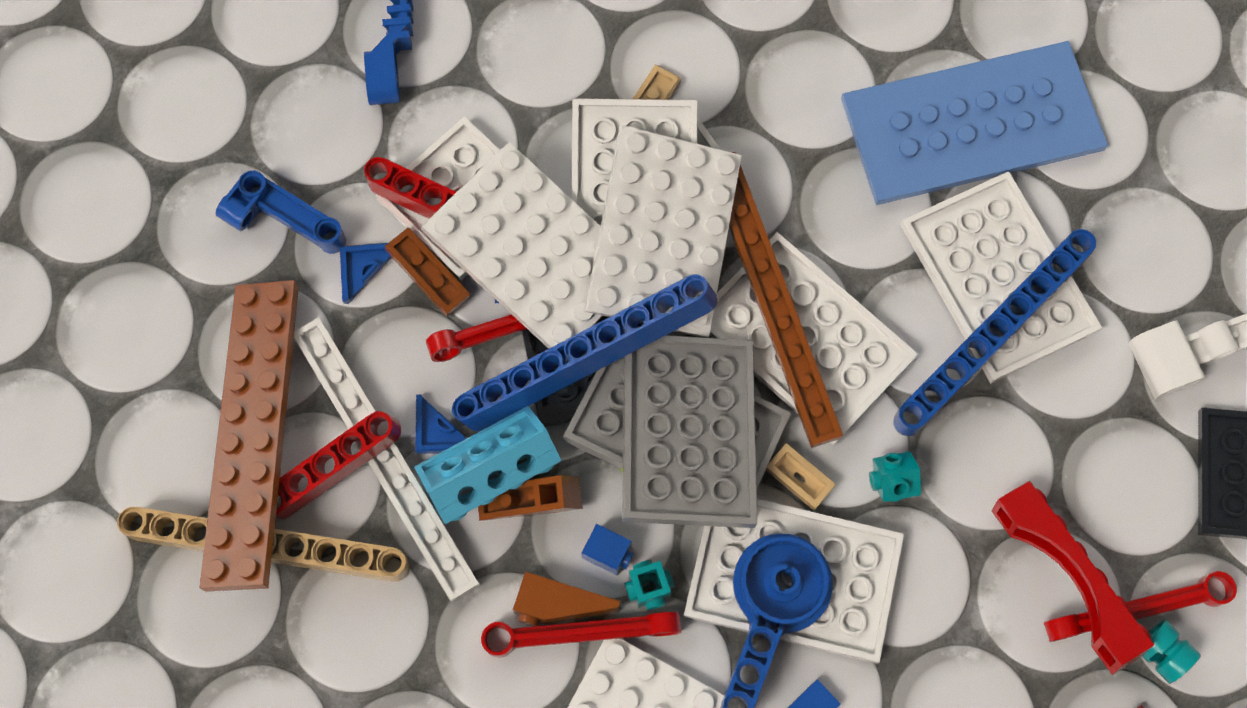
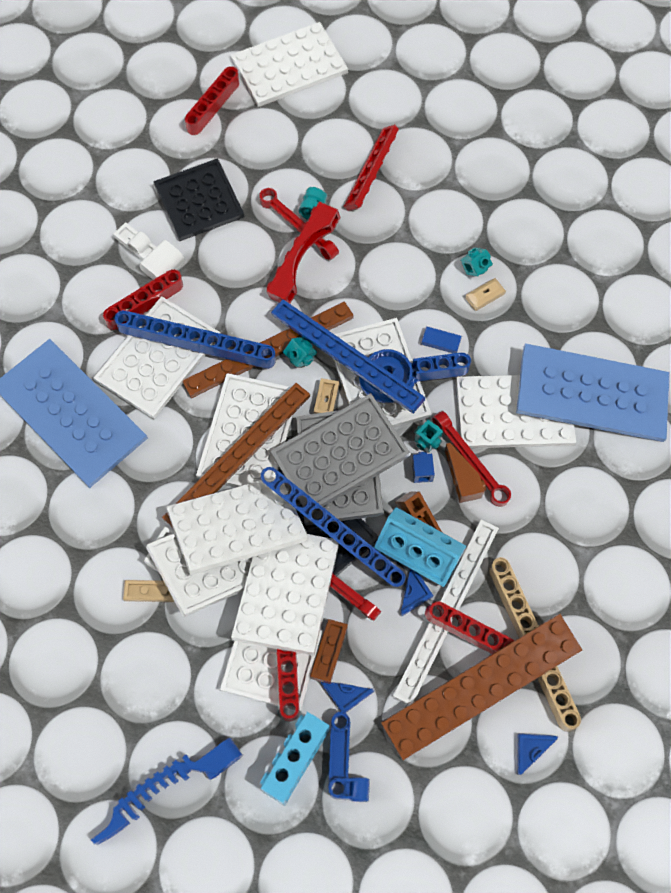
camera: 120 degrees left, 5 degrees down
(140, 456) = (531, 748): none -> blue tile
(320, 151) = (305, 725): none -> medium azure brick
(841, 530) = (348, 356): none -> blue plate
(931, 453) = (216, 374): none -> dark orange plate
(1107, 315) = (146, 292): none -> red beam

